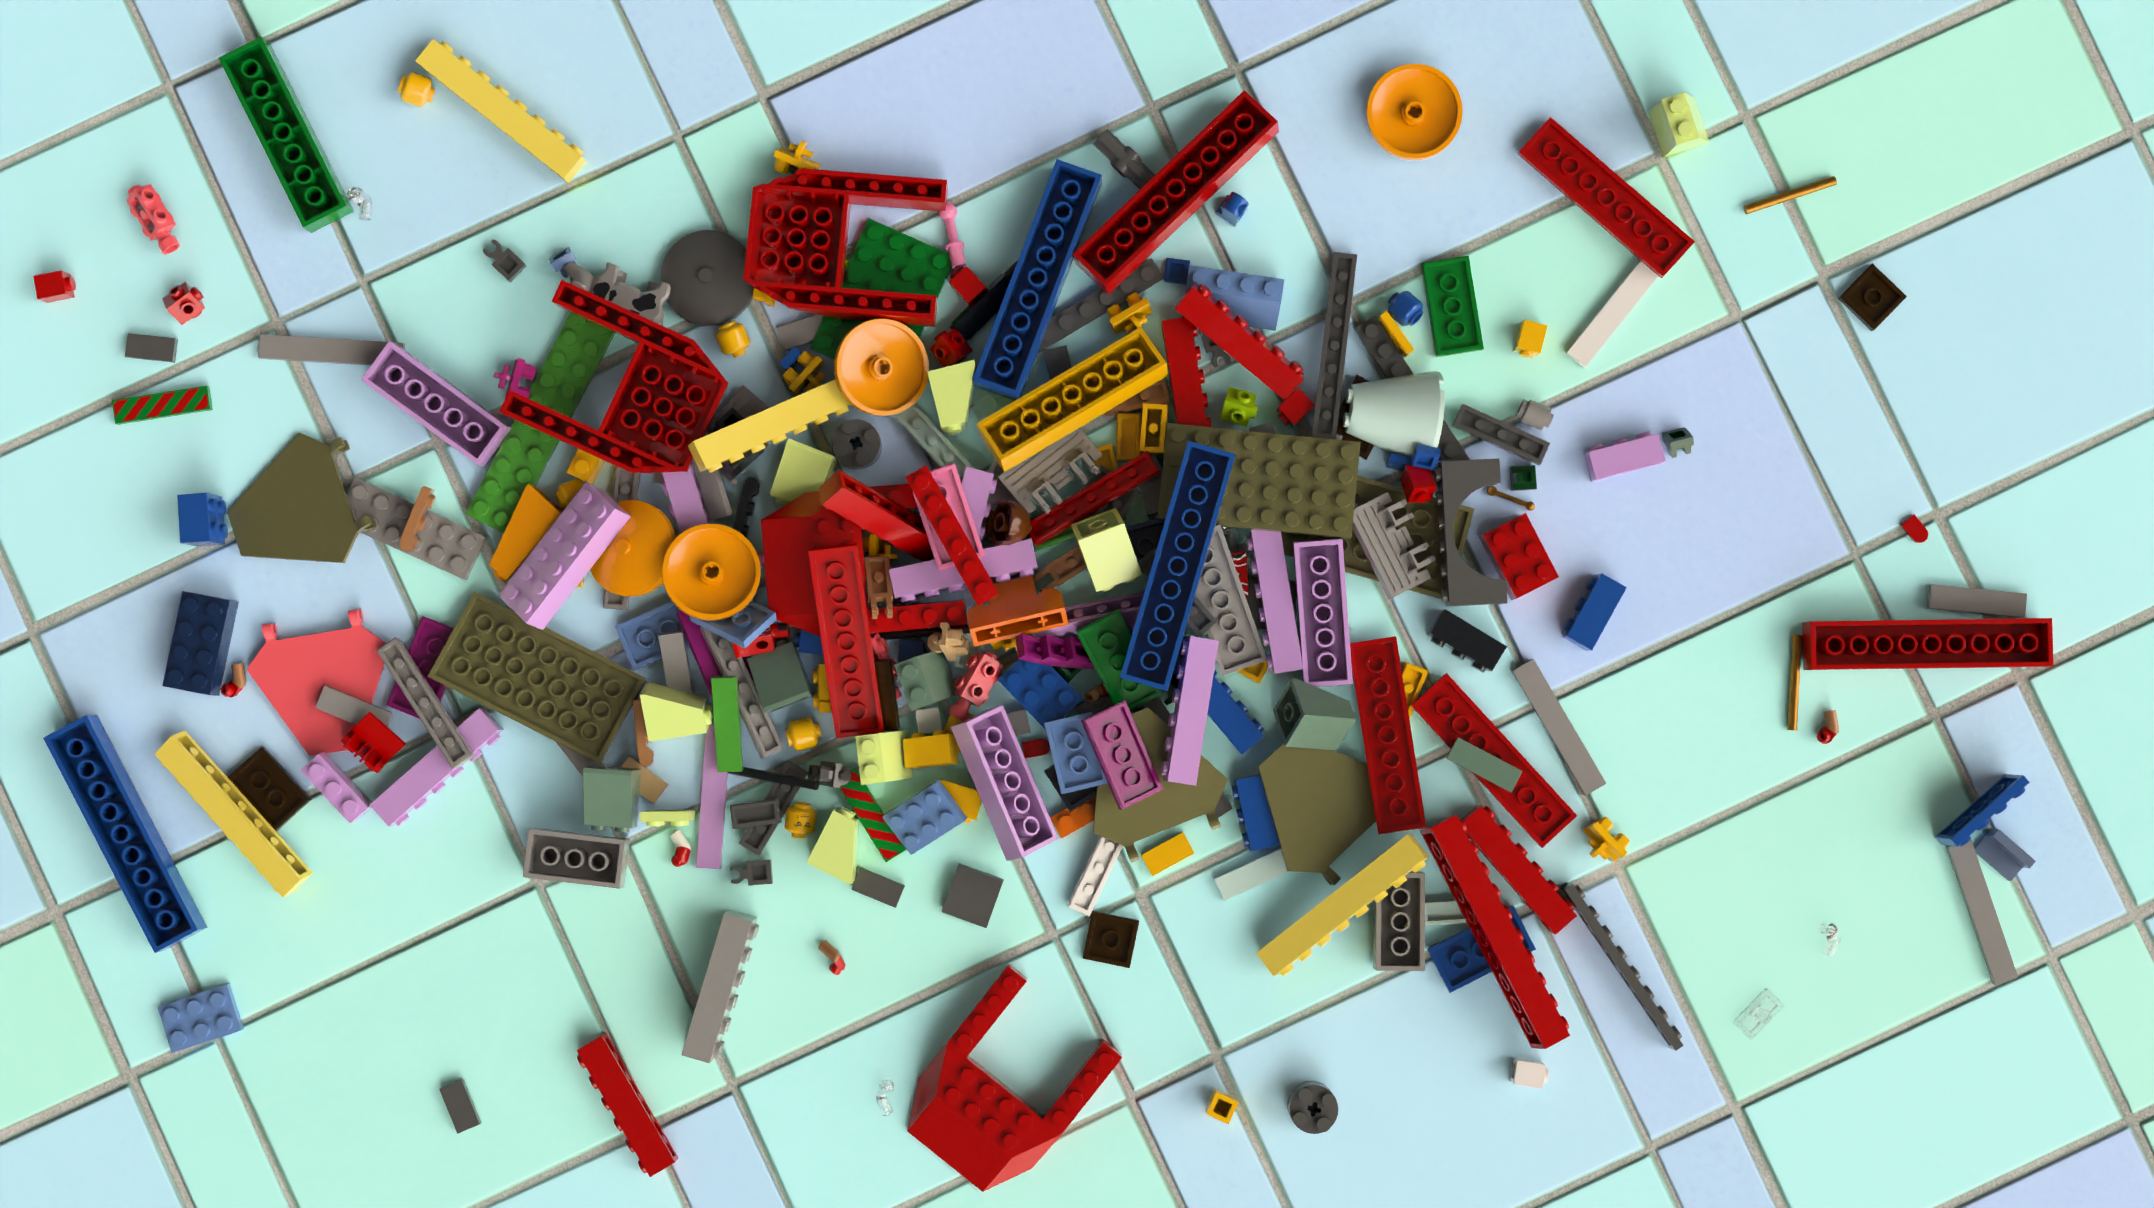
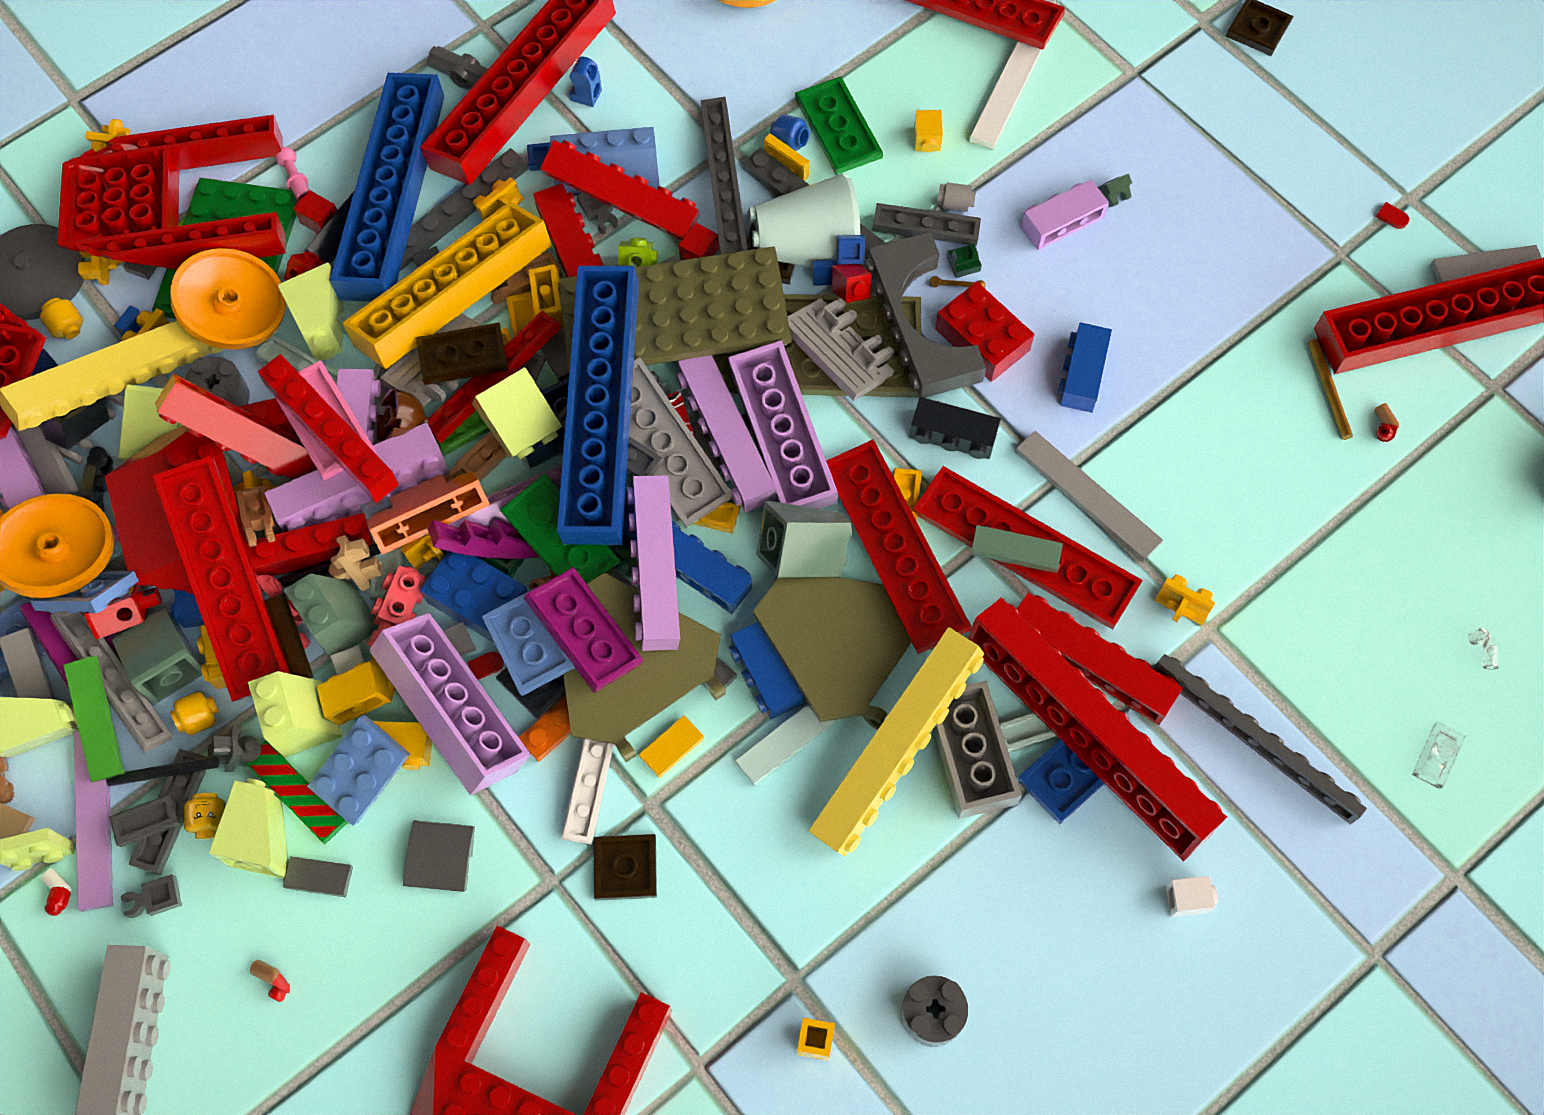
camera: 10 degrees left, 20 degrees down
(800, 331) = (139, 297): light grey tile -> none
(1071, 476) = (462, 353): none -> dark brown tile

